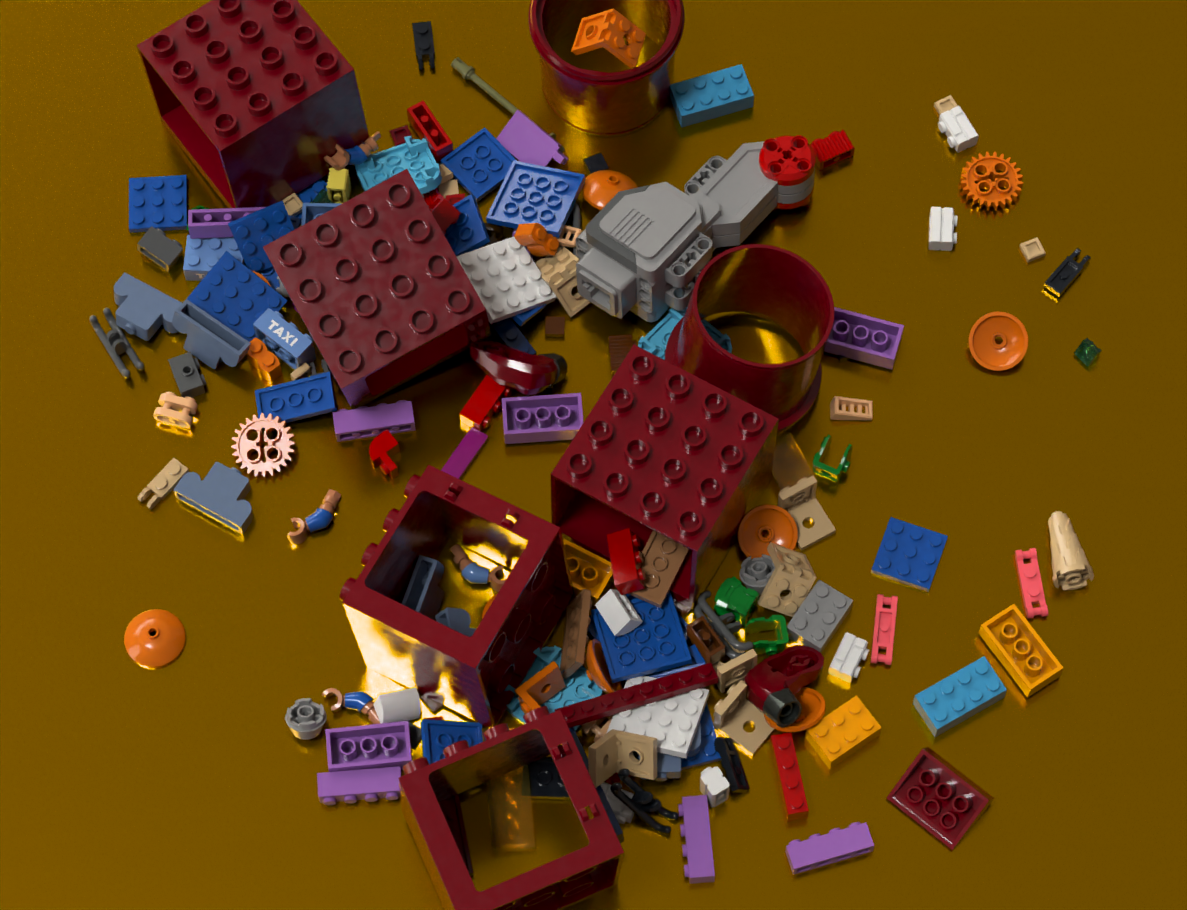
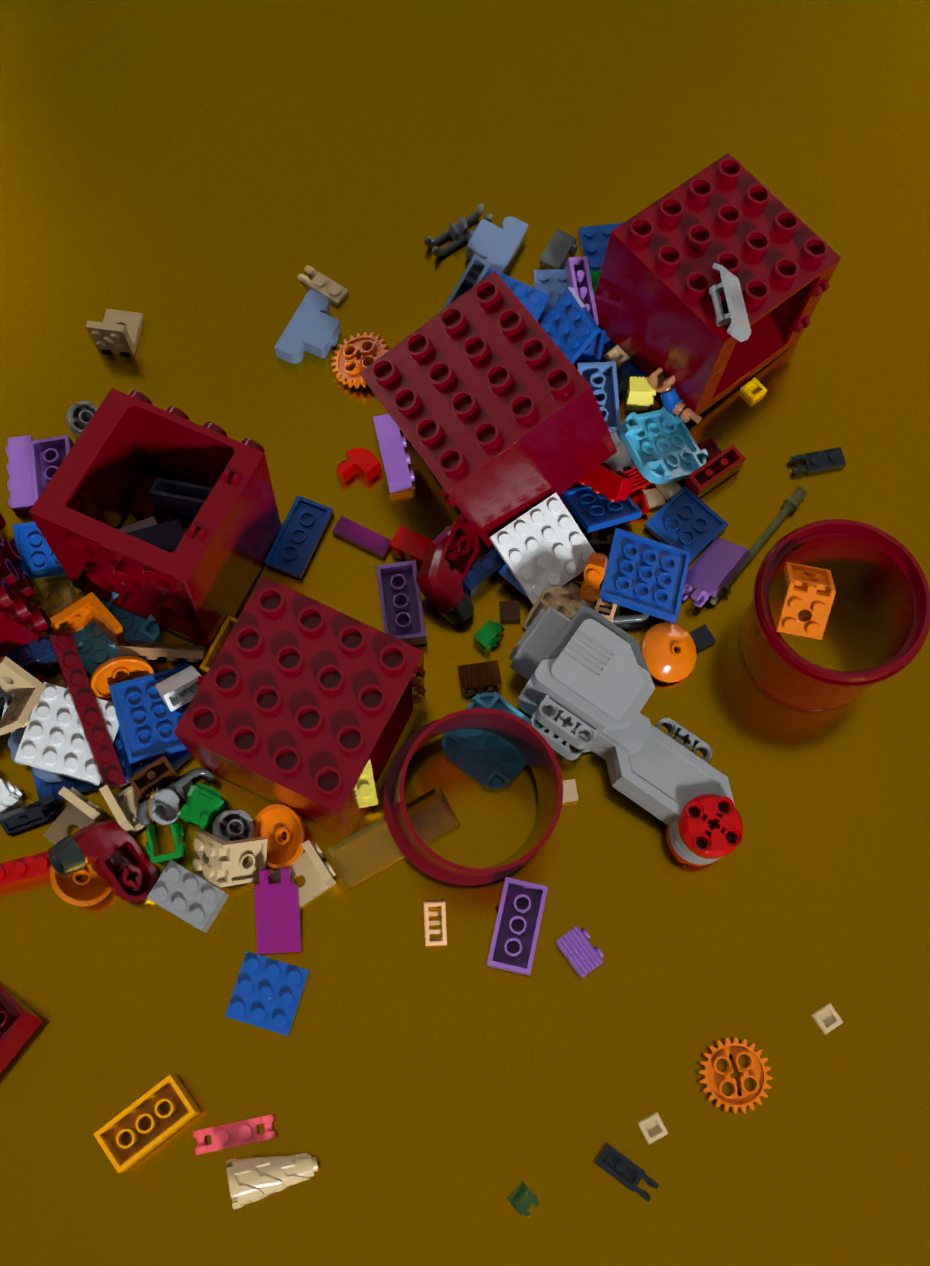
camera: 85 degrees right, 5 degrees up
(158, 649) = (174, 304): orange dish -> none
(182, 408) = (400, 292): light nougat brick -> none
(186, 375) = (429, 290): dark grey brick -> none
(205, 695) = (117, 331): none -> tan bracket
(318, 520) = (289, 415): nougat piece -> none
(322, 49) = (737, 314): none -> light grey piece
(581, 345) = (488, 636): none -> green brick
(711, 95) = (799, 749): dark azure brick -> none
(739, 624) = (164, 806): none -> light grey hair
(826, 471) = (356, 895): green piece -> none
(832, 149) = (751, 885): red brick -> none
(838, 539) = (277, 914): none -> magenta tile
(843, 732) = (60, 929): light orange brick -> none
(848, 657) = (145, 930): white brick -> none
(883, 290) = (579, 951): none -> medium lavender brick
(884, 629) = (179, 968): coral plate -> none
(942, 228) = (665, 1016): white brick -> none
(958, 129) = (797, 1032): white brick -> none
(959, 696) = (97, 1054): dark azure brick -> none
(994, 355) = (513, 1084): orange dish -> none

